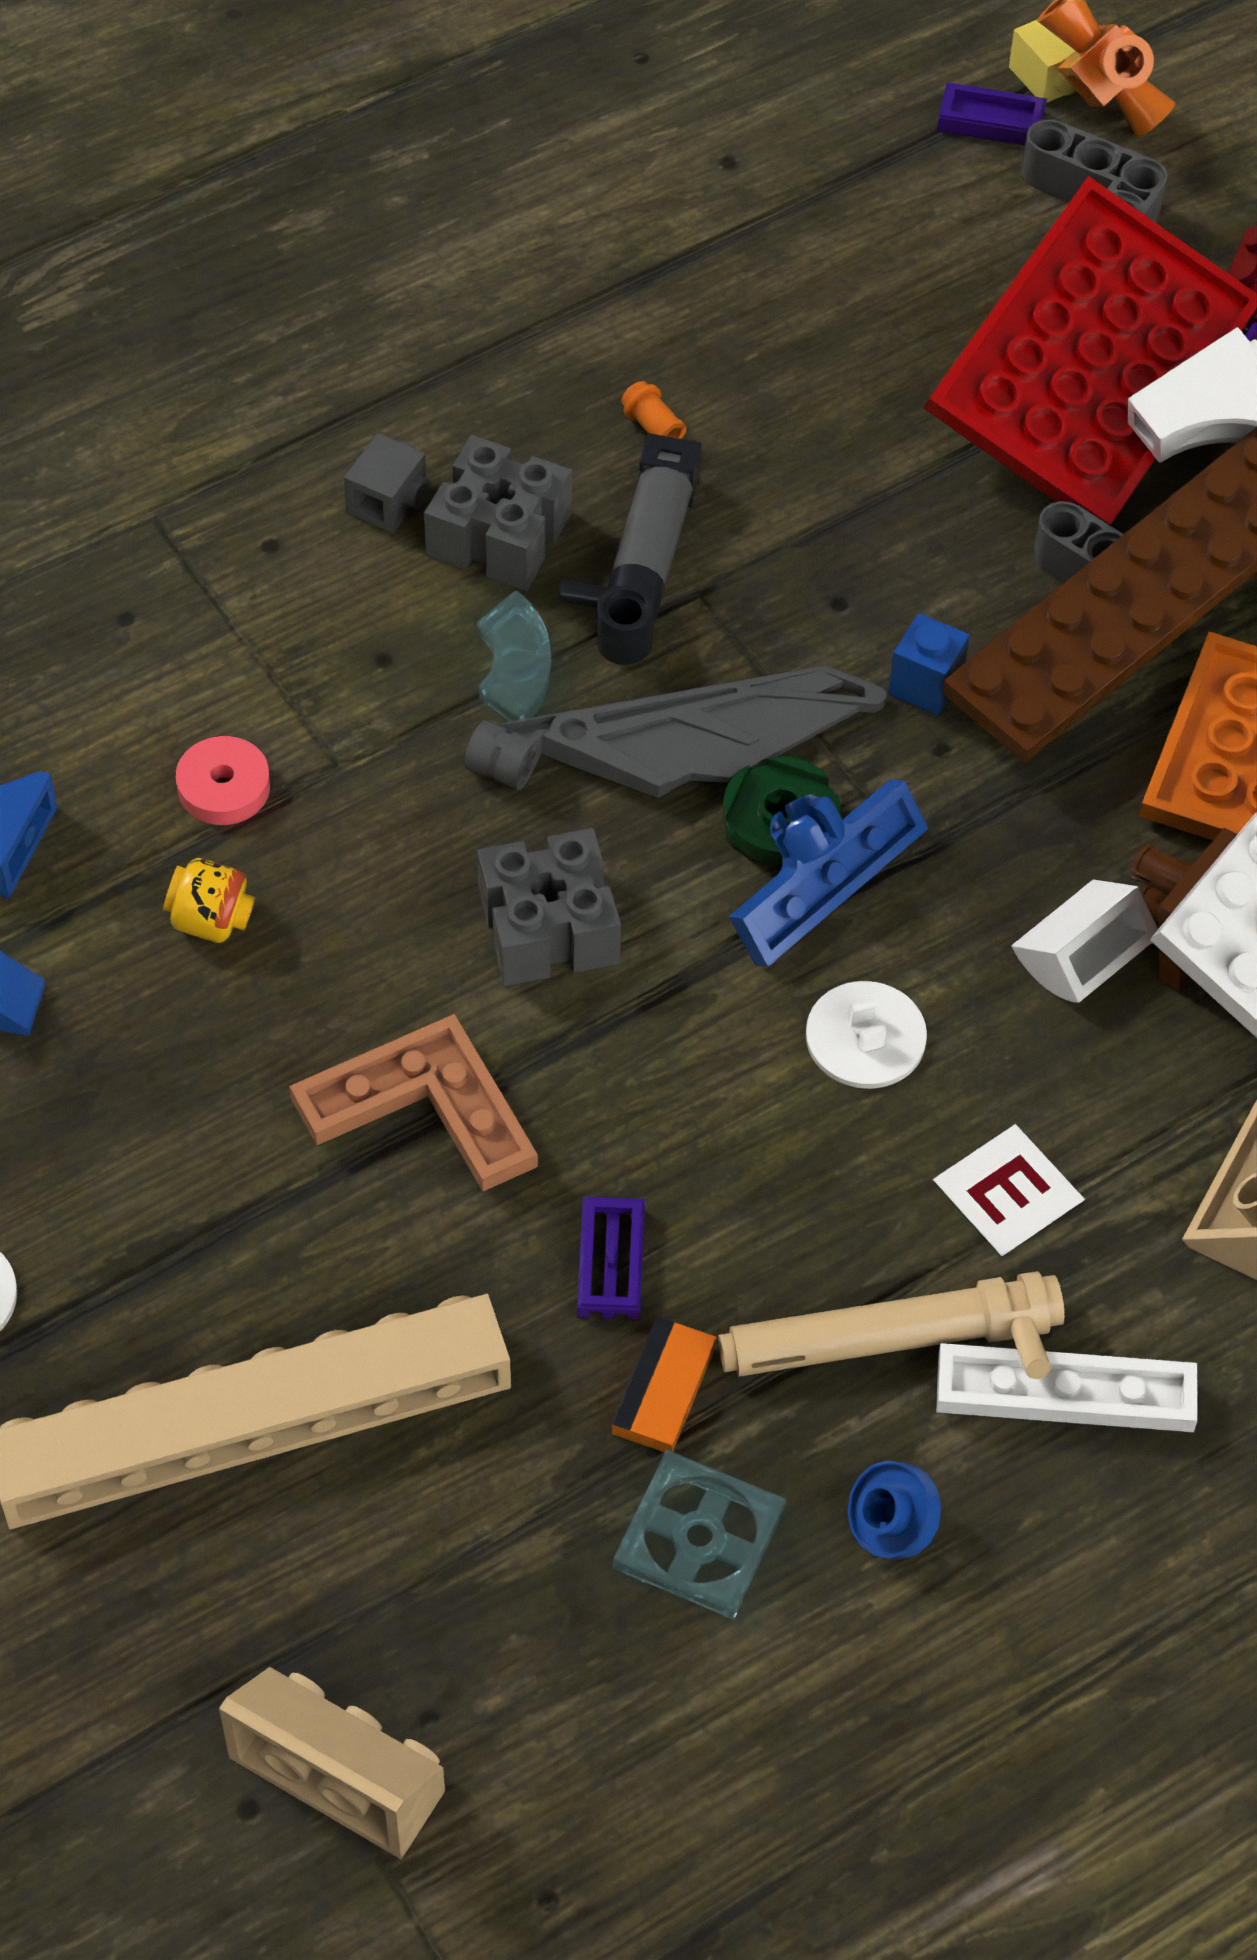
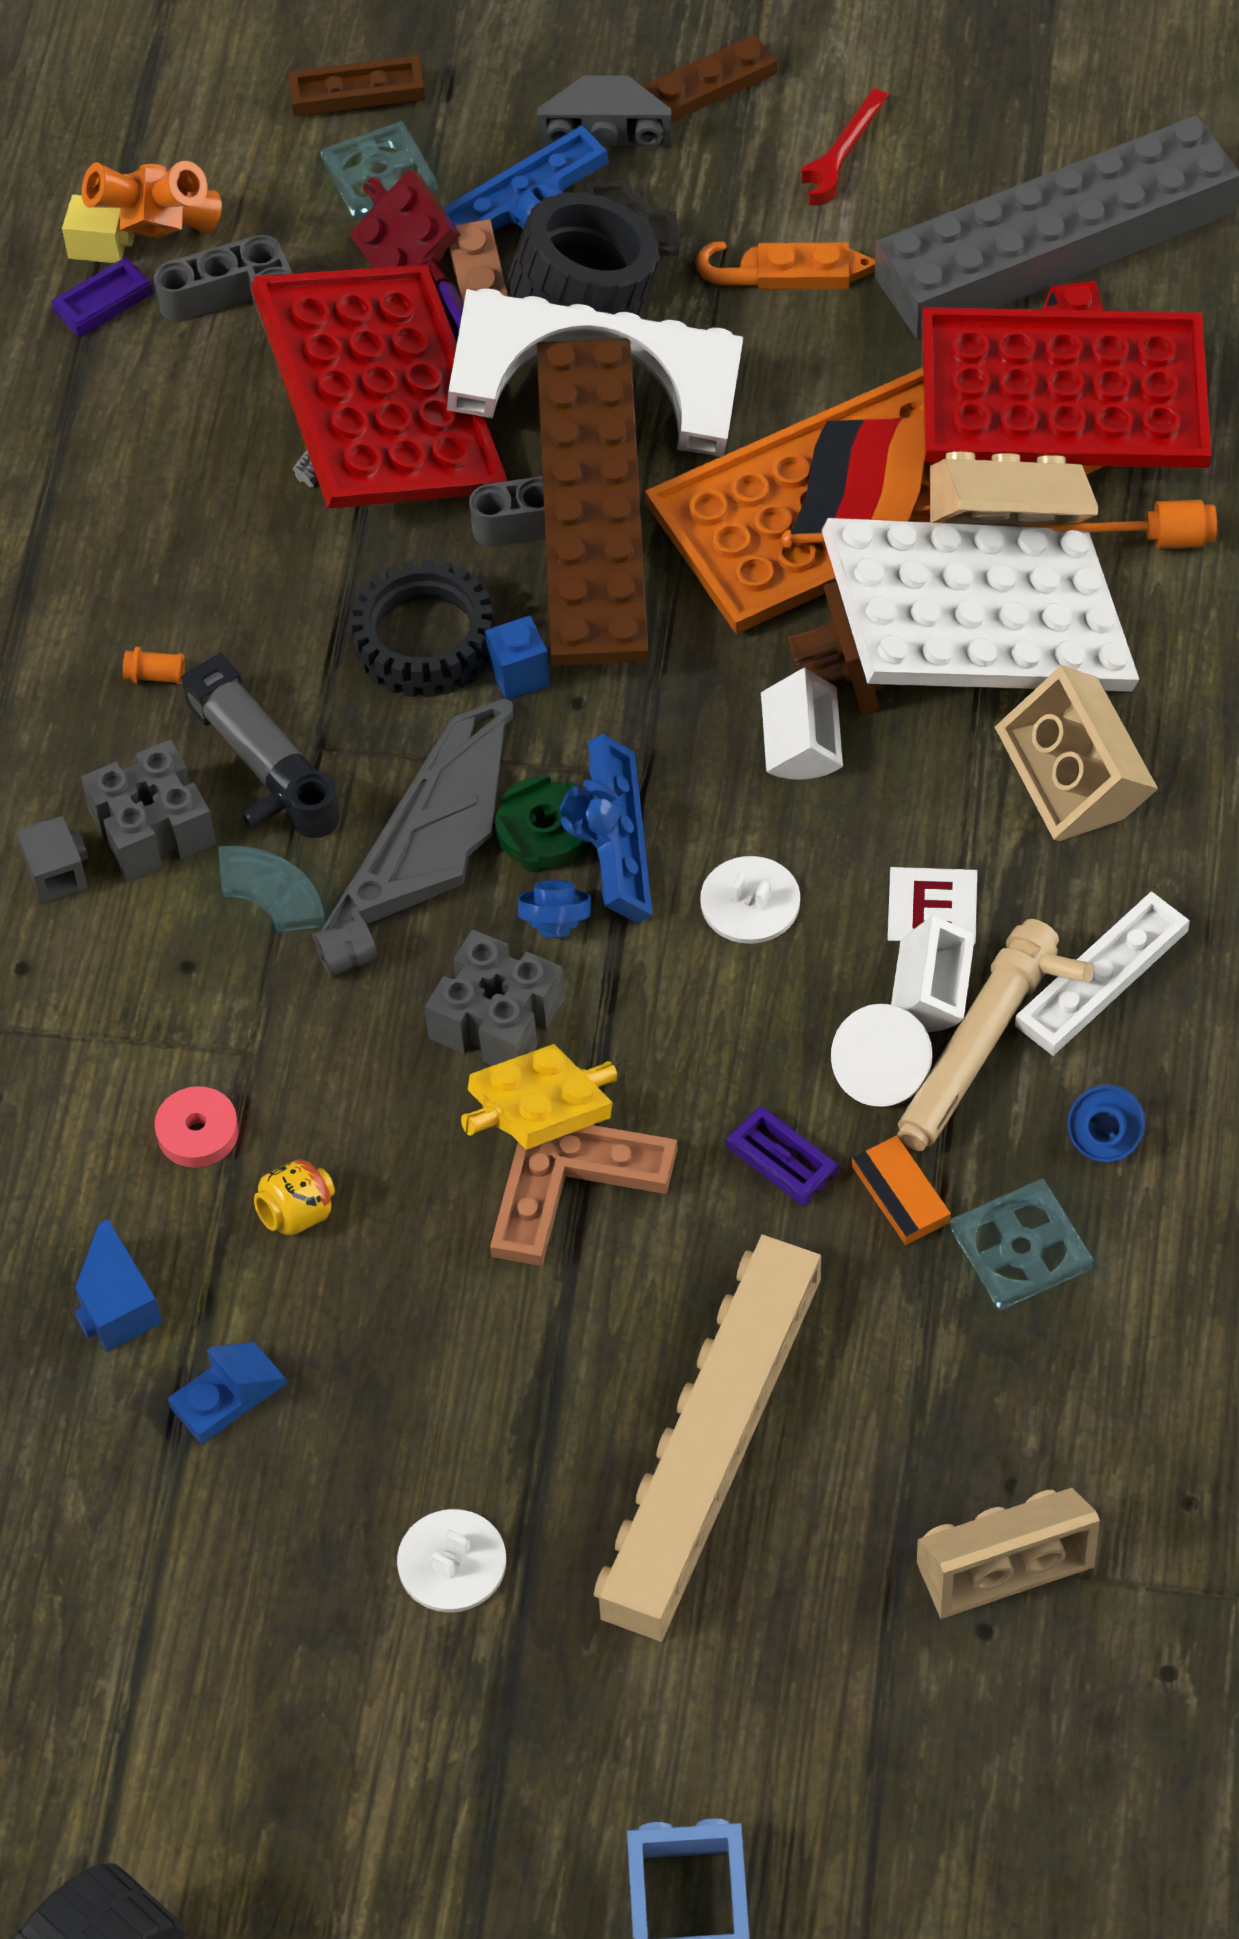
camera: 45 degrees left, 0 degrees up
(478, 1011) = (539, 1097): none -> yellow plate
(693, 880) = (554, 907): none -> blue plate
(787, 1259) = (881, 1055): none -> white piece
(888, 525) = (413, 585): none -> black tyre
(918, 1242) = (934, 973): none -> white brick

